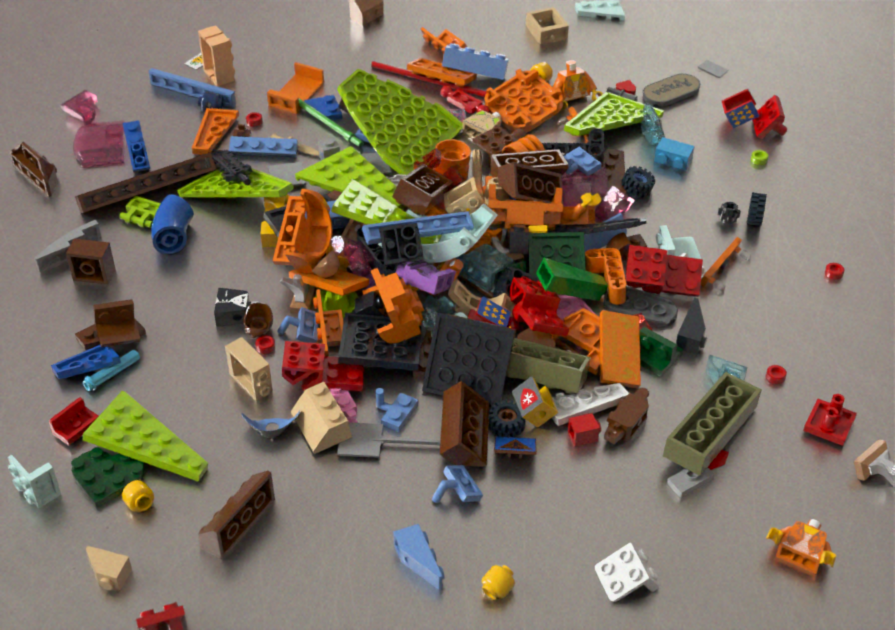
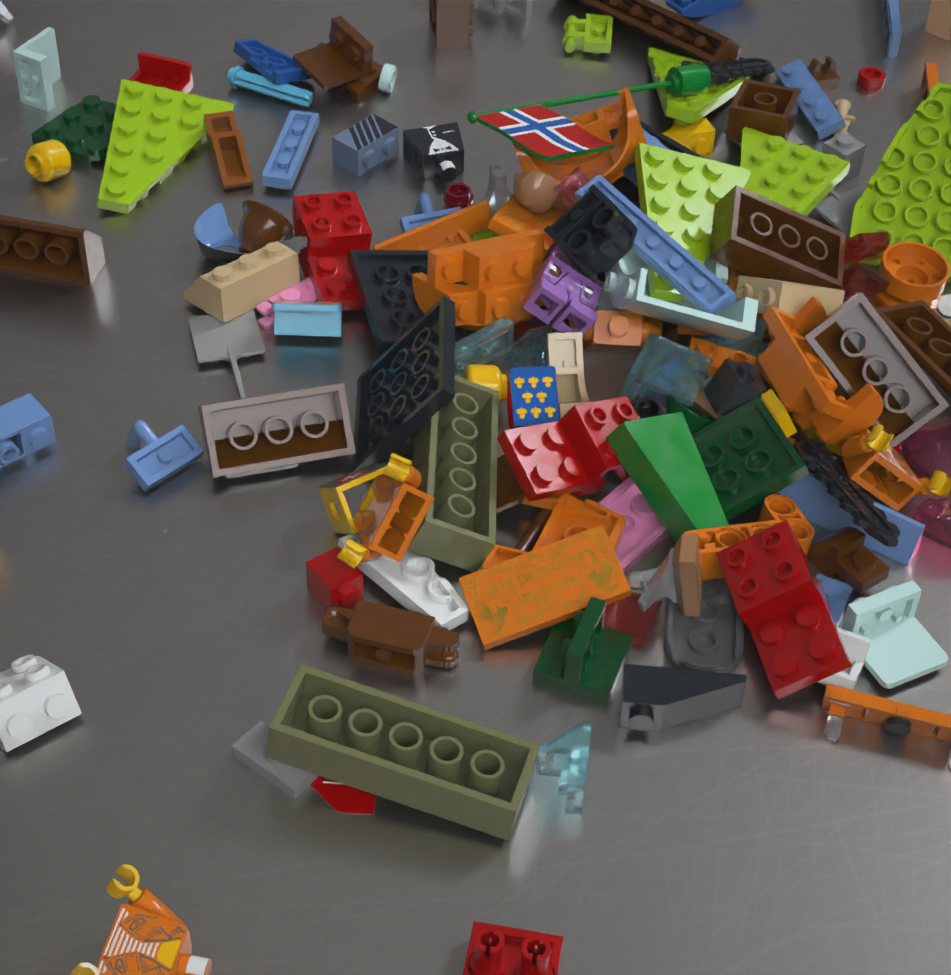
camera: 70 degrees right, 0 degrees up
(140, 311) = (387, 78): none -> light aqua tile
(170, 224) = (561, 53): blue brick -> none
(176, 403) = (227, 149): none -> dark orange slope
(189, 373) = (290, 150): none -> medium blue plate
(207, 336) = (365, 144): none -> sand blue brick
(210, 100) = (869, 27): dark blue head -> none
(212, 129) = (837, 42): orange wing -> none
(249, 368) = (313, 163): tan window -> none
(258, 319) = (415, 176): reddish brown hair -> none
(265, 344) = (383, 203): red tile -> none
(276, 400) = (262, 226): none -> reddish brown hat
(279, 309) = (458, 195): none -> dark red plate
(283, 161) = (764, 109): none -> reddish brown brick
(293, 240) = (556, 137): none -> flag
(366, 397) = (307, 318): none -> medium azure panel
(398, 412) = (301, 362): medium blue plate -> none
(506, 426) = (324, 468): black bush -> none
(515, 445) = (264, 500): piece -> none
(566, 387) = (388, 515): none -> orange torso
(636, 297) = (676, 578): none -> piece
(776, 374) = (618, 863): red tile -> none

